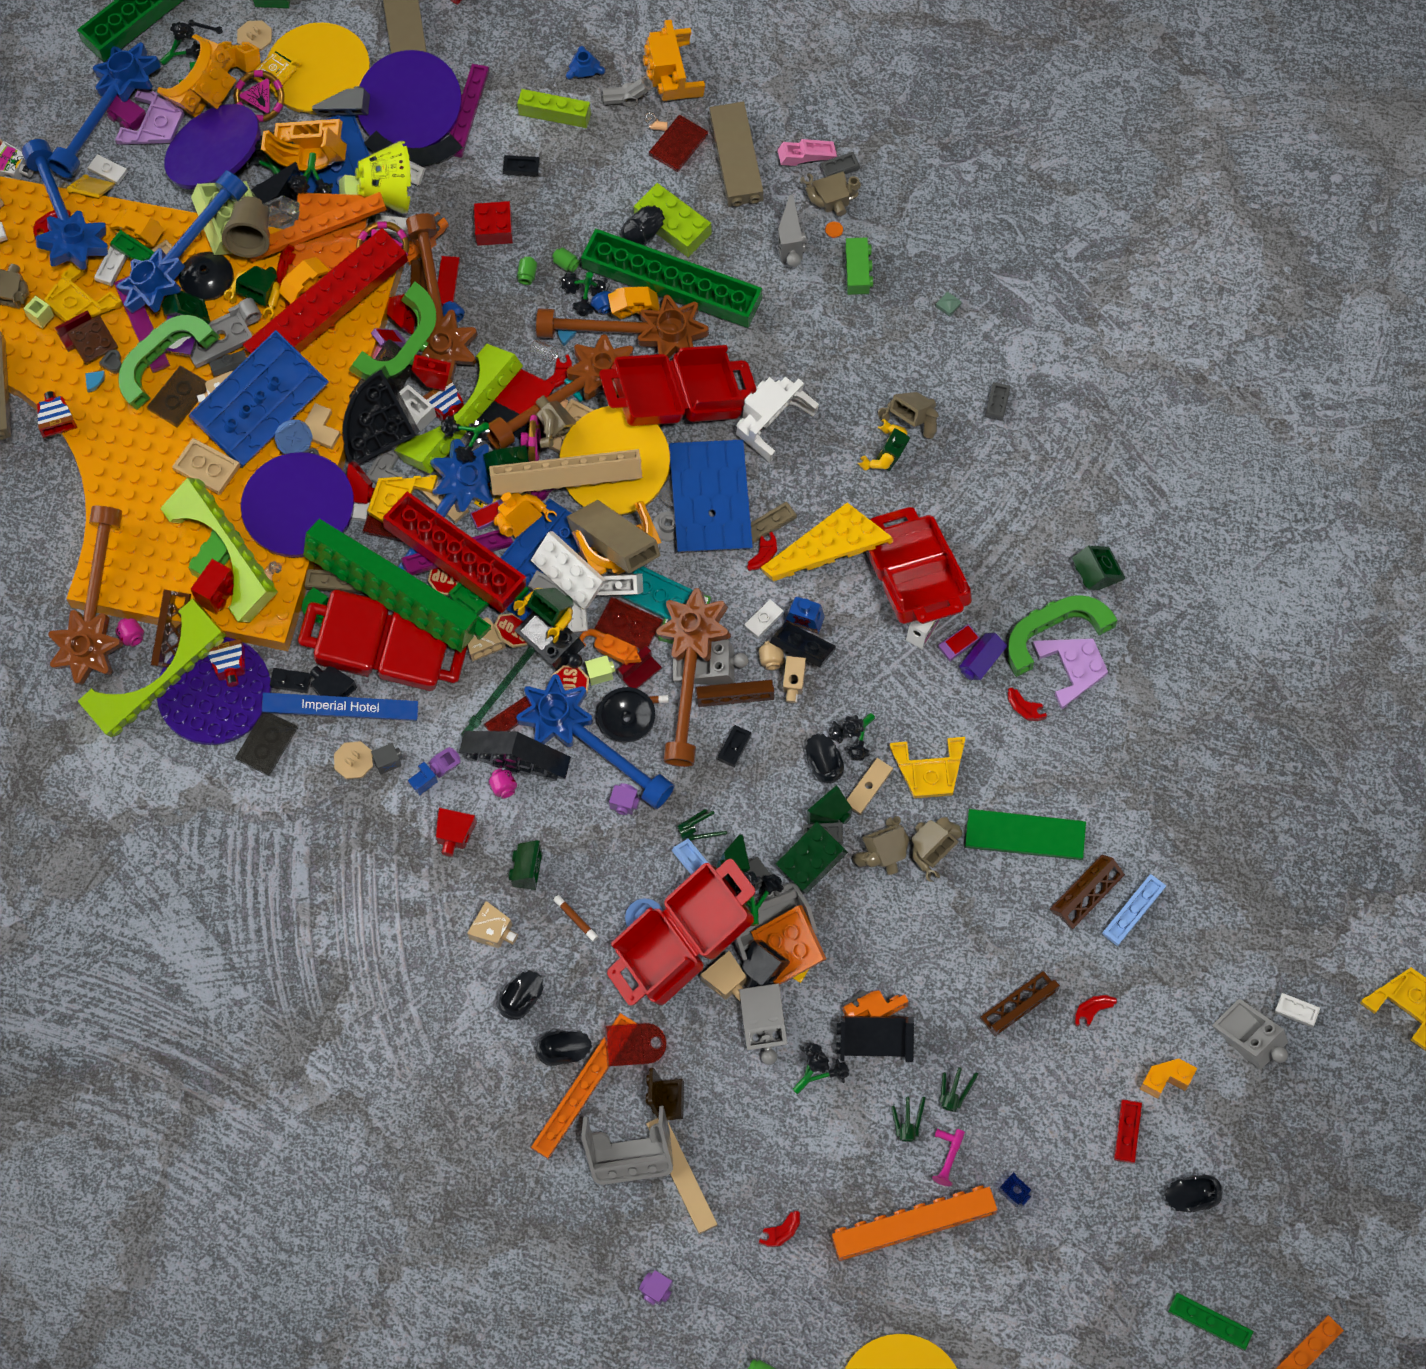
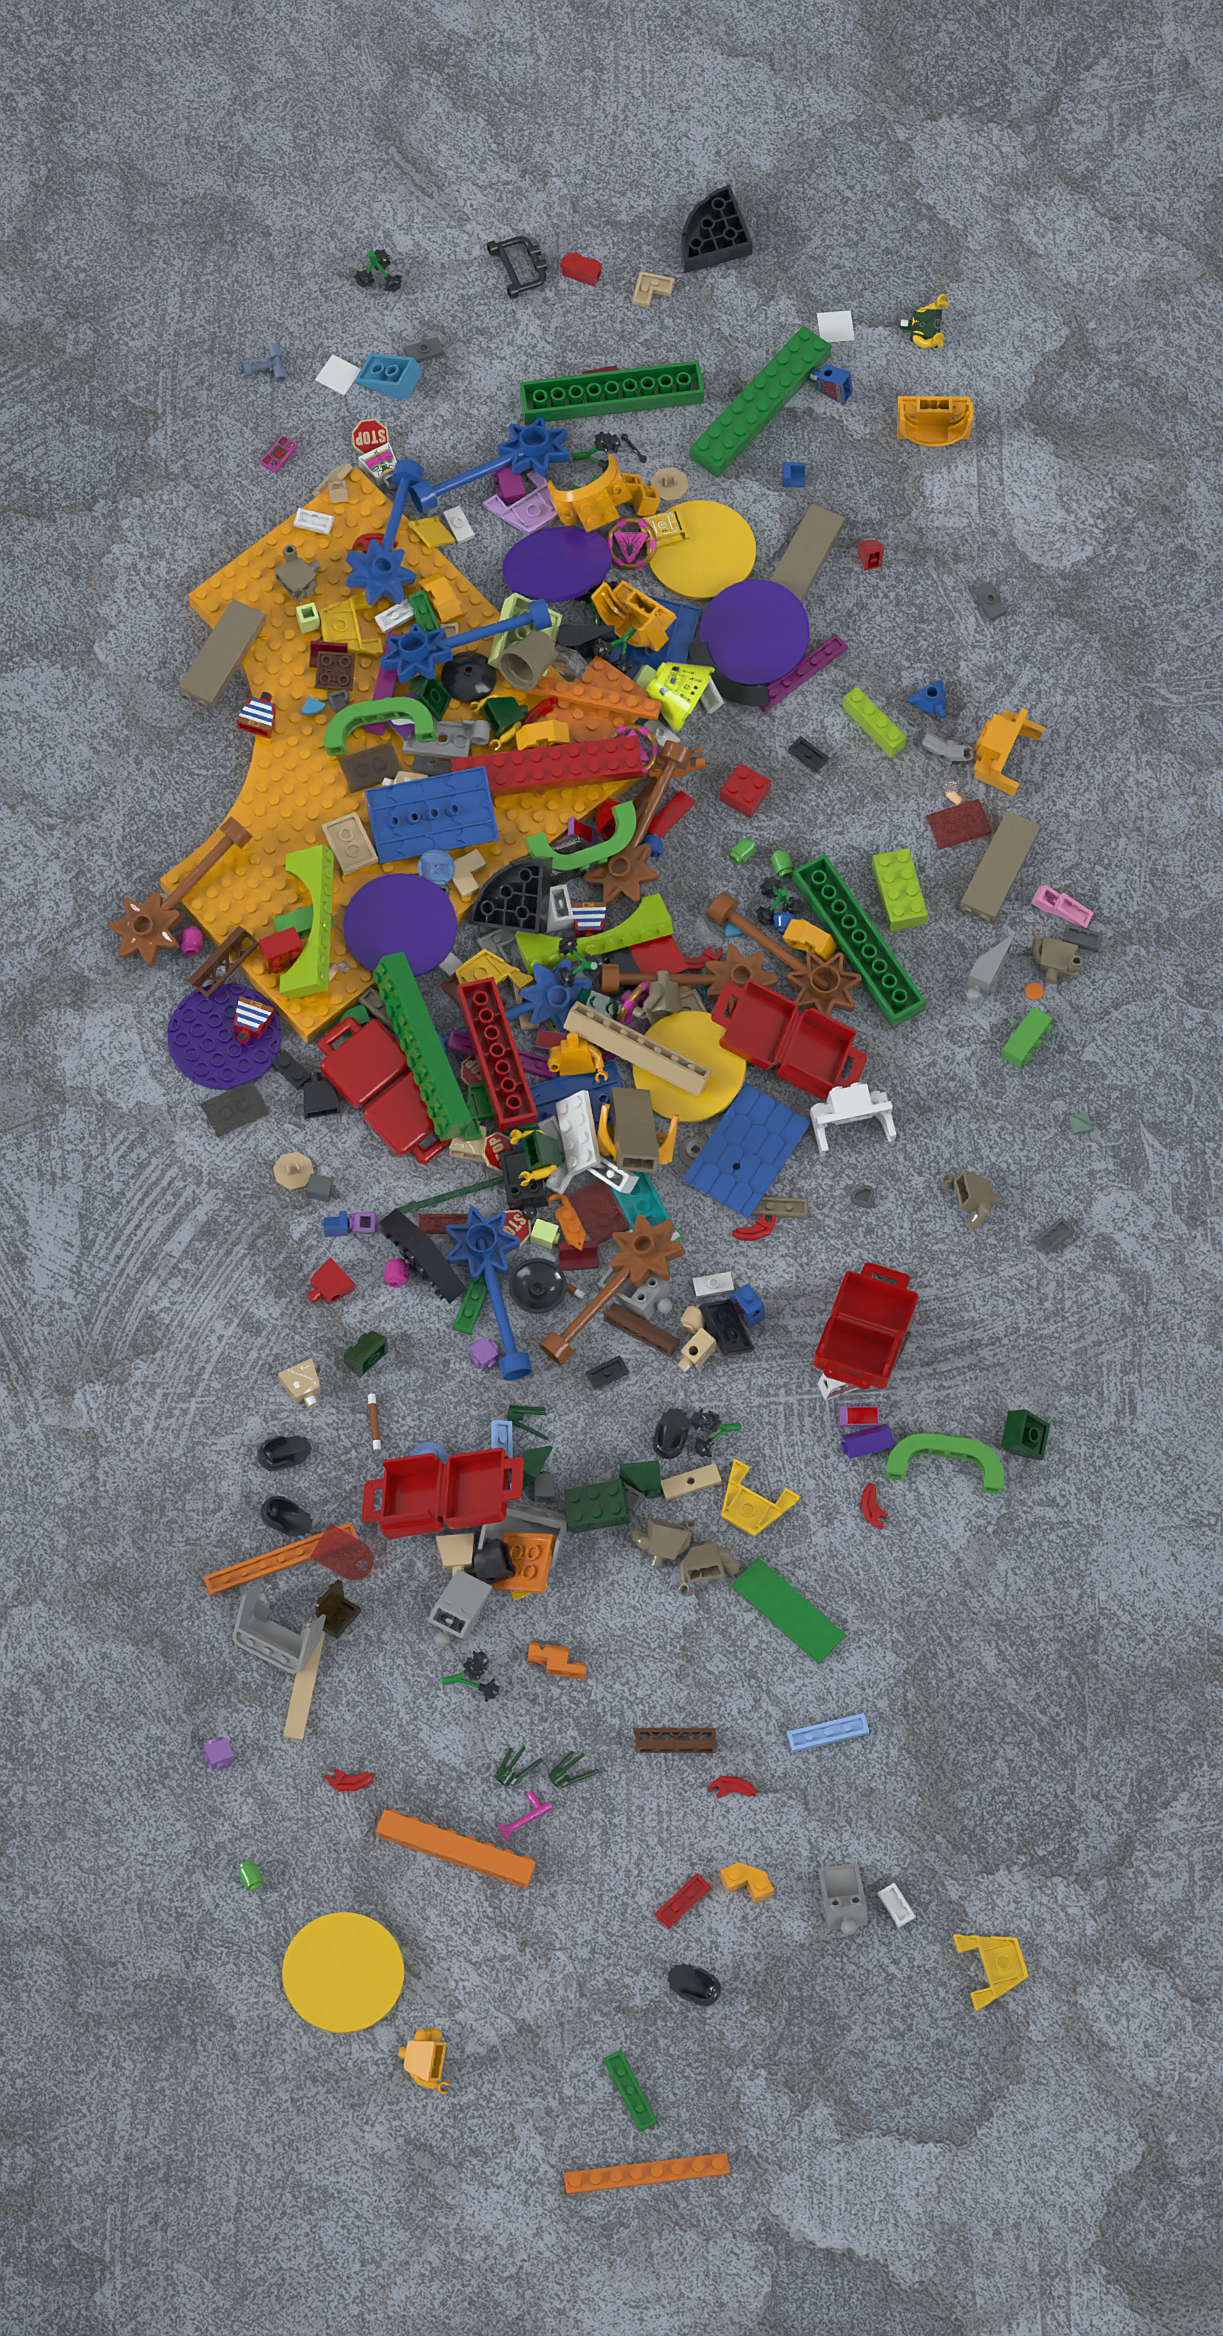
camera: 30 degrees right, 0 degrees up
(197, 638) = (239, 983): lime arch -> none
(339, 706) = (312, 1119): blue tile -> none
(347, 102) = (699, 599): dark grey slope -> none
(360, 483) = (465, 942): red slope -> none
(431, 371) = (591, 887): red slope -> none
(583, 768) = (471, 1306): none -> green tile
(643, 225) = (867, 878): black hair -> none
(772, 883) = (529, 1486): black plant -> none
(827, 471) = (863, 1197): none -> dark grey tile
(836, 536) = (828, 1258): yellow wing -> none
(876, 1036) = (537, 1683): black panel -> none
(890, 450) = (928, 1214): torso -> none
(1007, 1191) = (555, 1872): clear blue brick -> none
(1081, 664) = (947, 1505): lavender wing -> none
(1085, 887) = (802, 1684): reddish brown fence -> none

